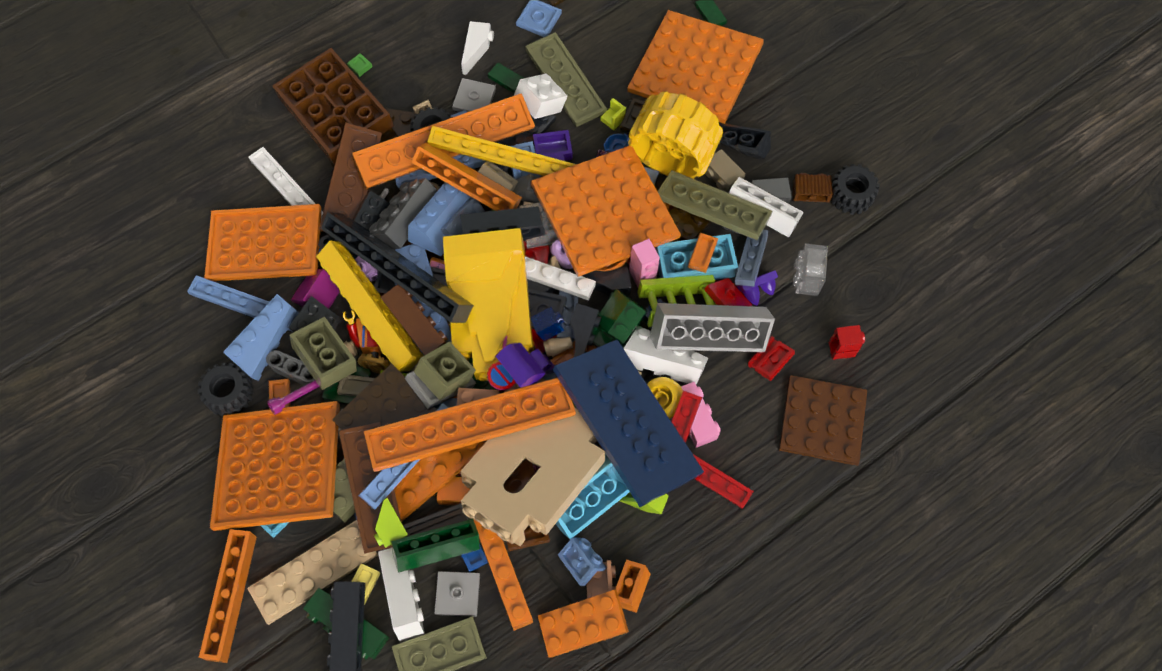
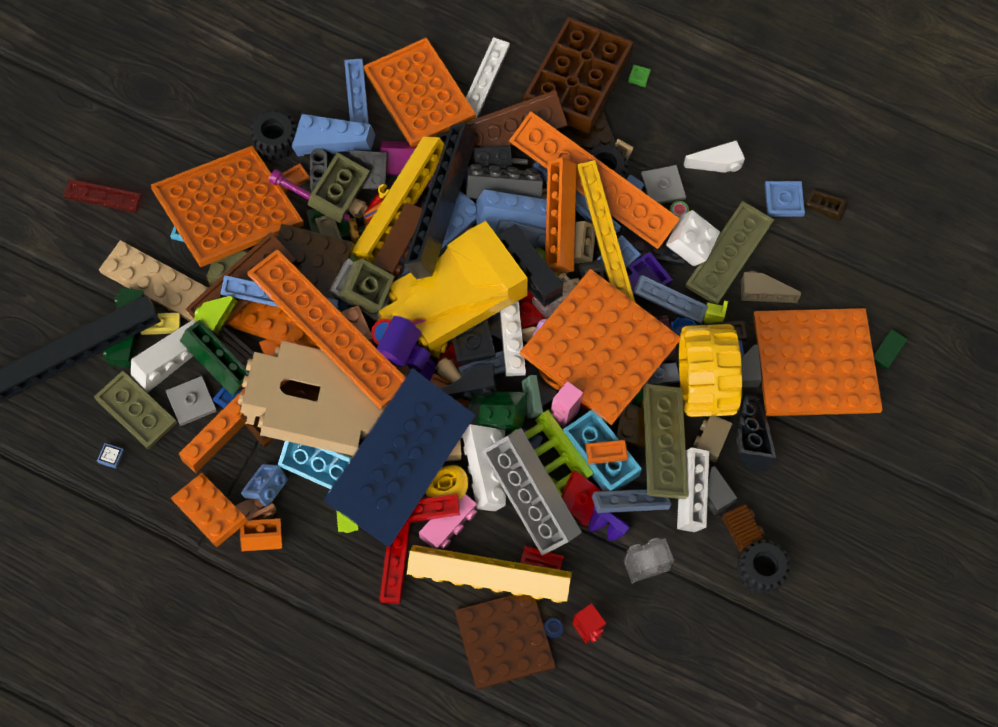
camera: 60 degrees right, 0 degrees up
(186, 585) = (102, 195): none -> clear red plate
(228, 596) = (105, 228): orange brick -> none
(503, 93) = (679, 208): none -> tile
(505, 77) = (701, 200): dark green tile -> none
(548, 323) = (456, 348): clear blue brick -> none
(585, 140) = (670, 299): none -> sand blue plate
(612, 68) = (765, 288): none -> dark tan slope
(628, 287) = (533, 402): none -> sand green tile
(763, 402) = (489, 573): none -> yellow brick
(831, 374) = (553, 627): none -> dark blue plate

